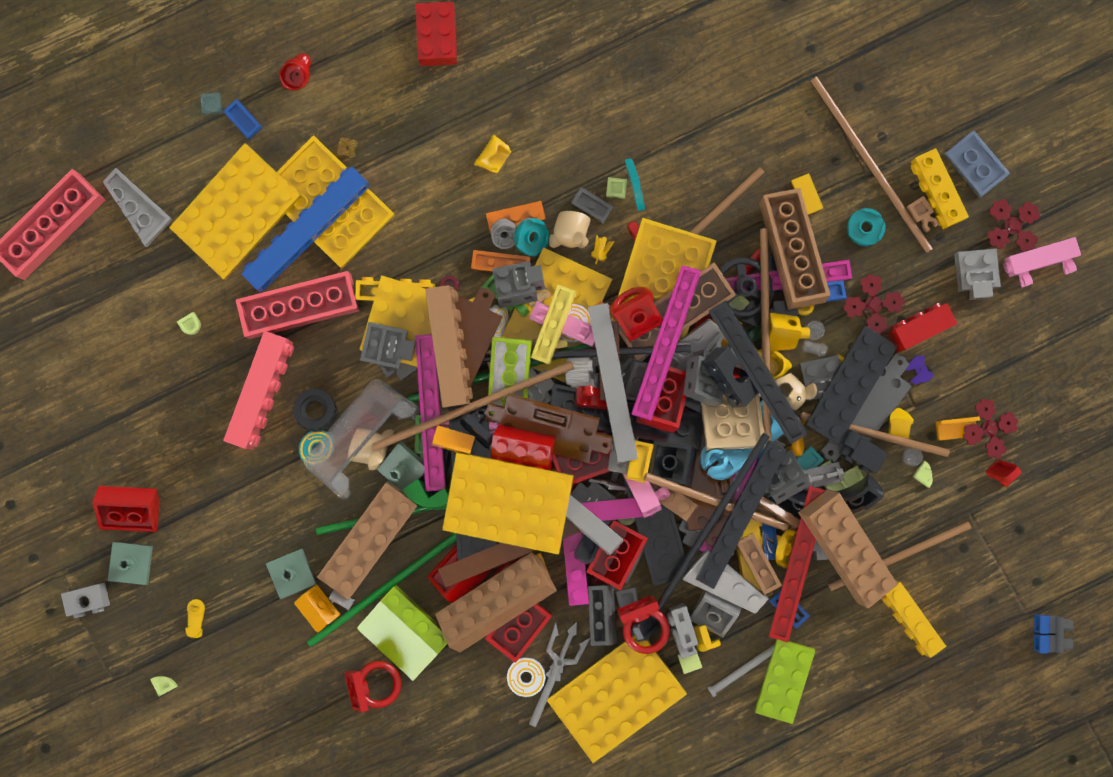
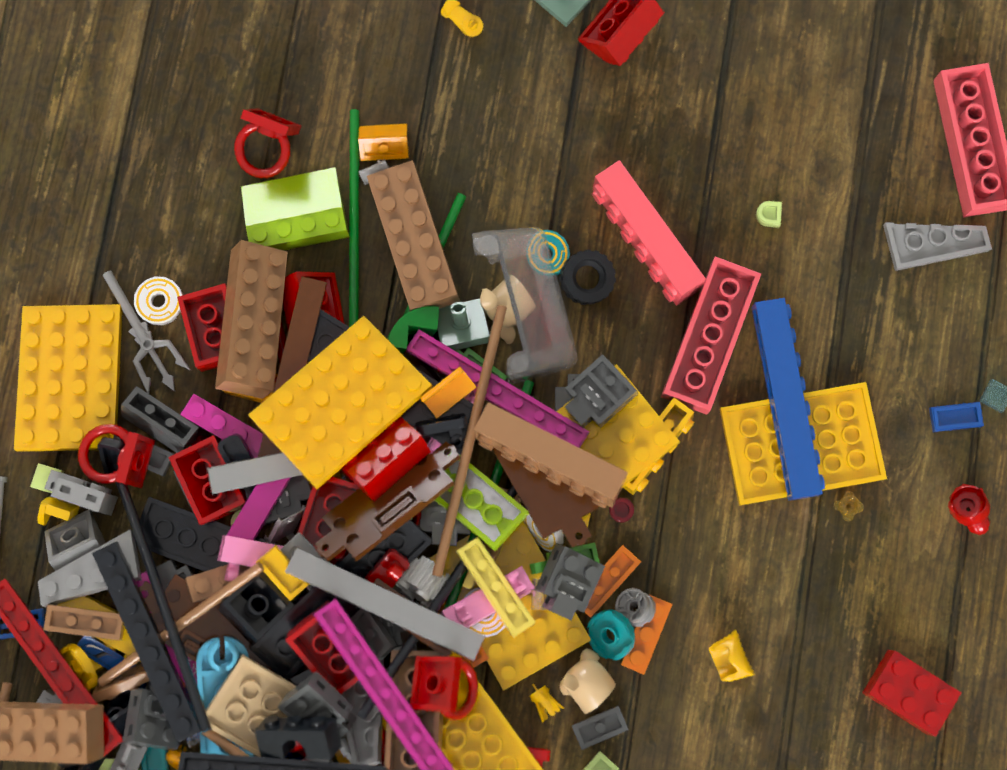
camera: 125 degrees right, 5 degrees down
(235, 211) = (859, 340): yellow plate -> none
(291, 573) = (437, 141): sand green tile -> none

